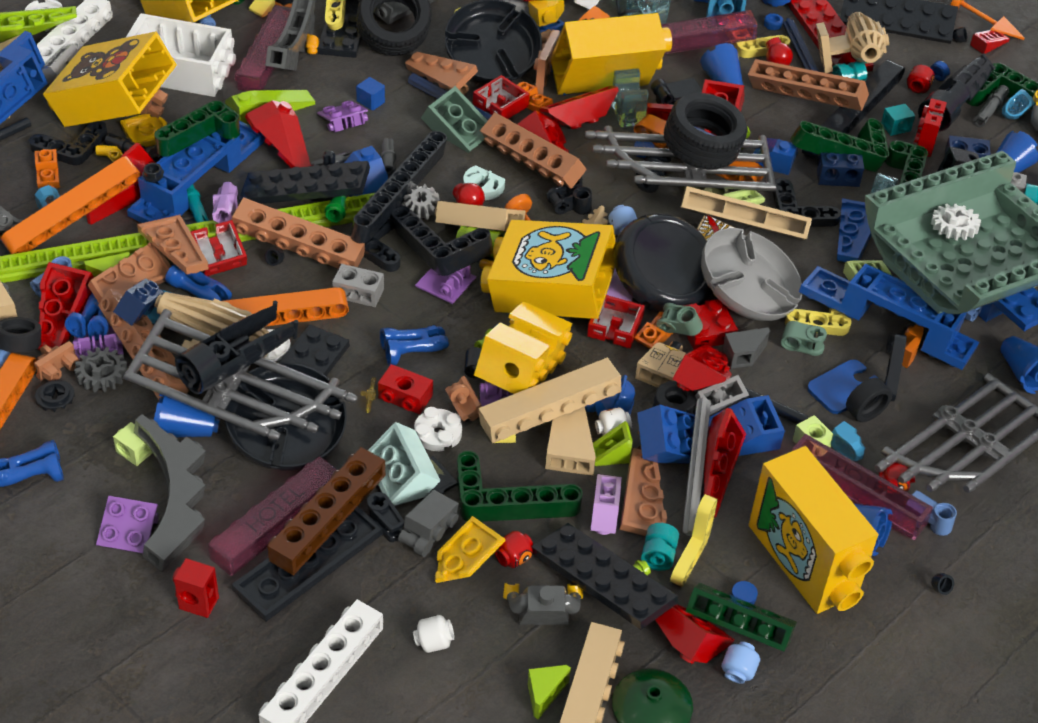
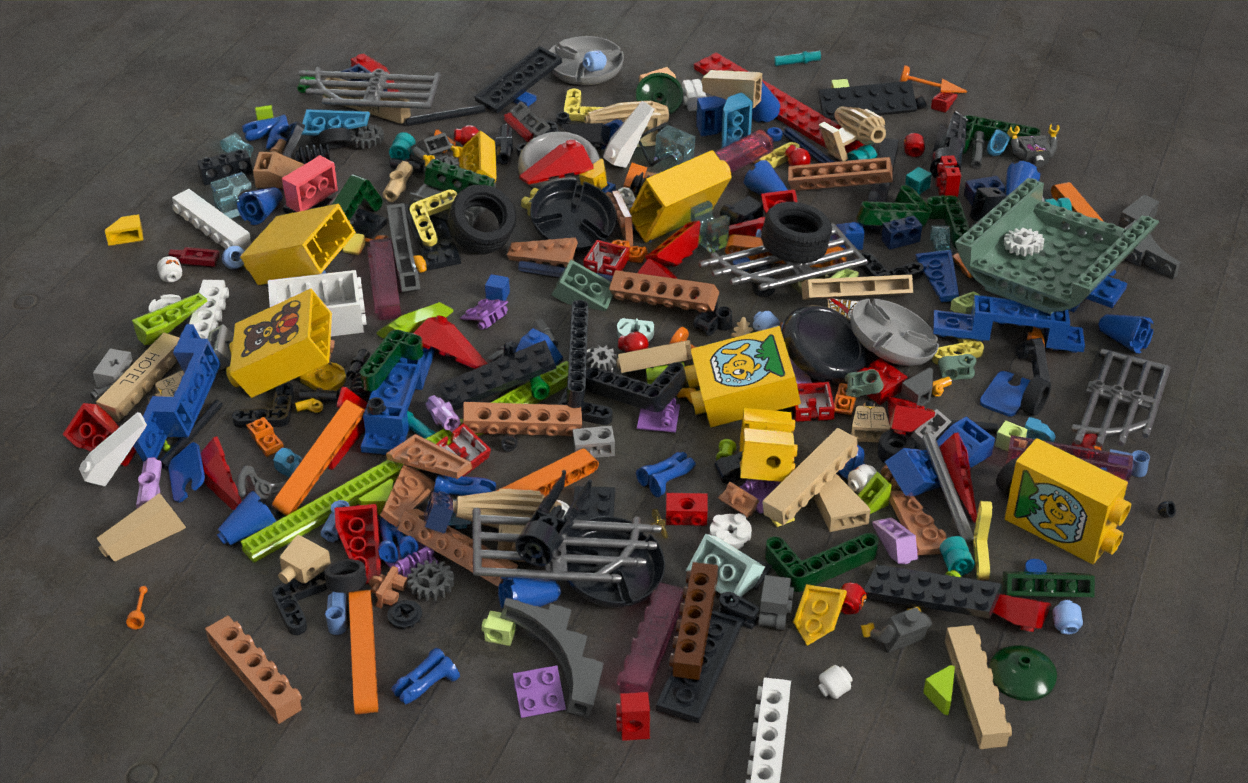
camera: 20 degrees left, 5 degrees down
(769, 351) = (938, 385): none -> light orange arm
(940, 70) = (926, 133): blue tile -> none

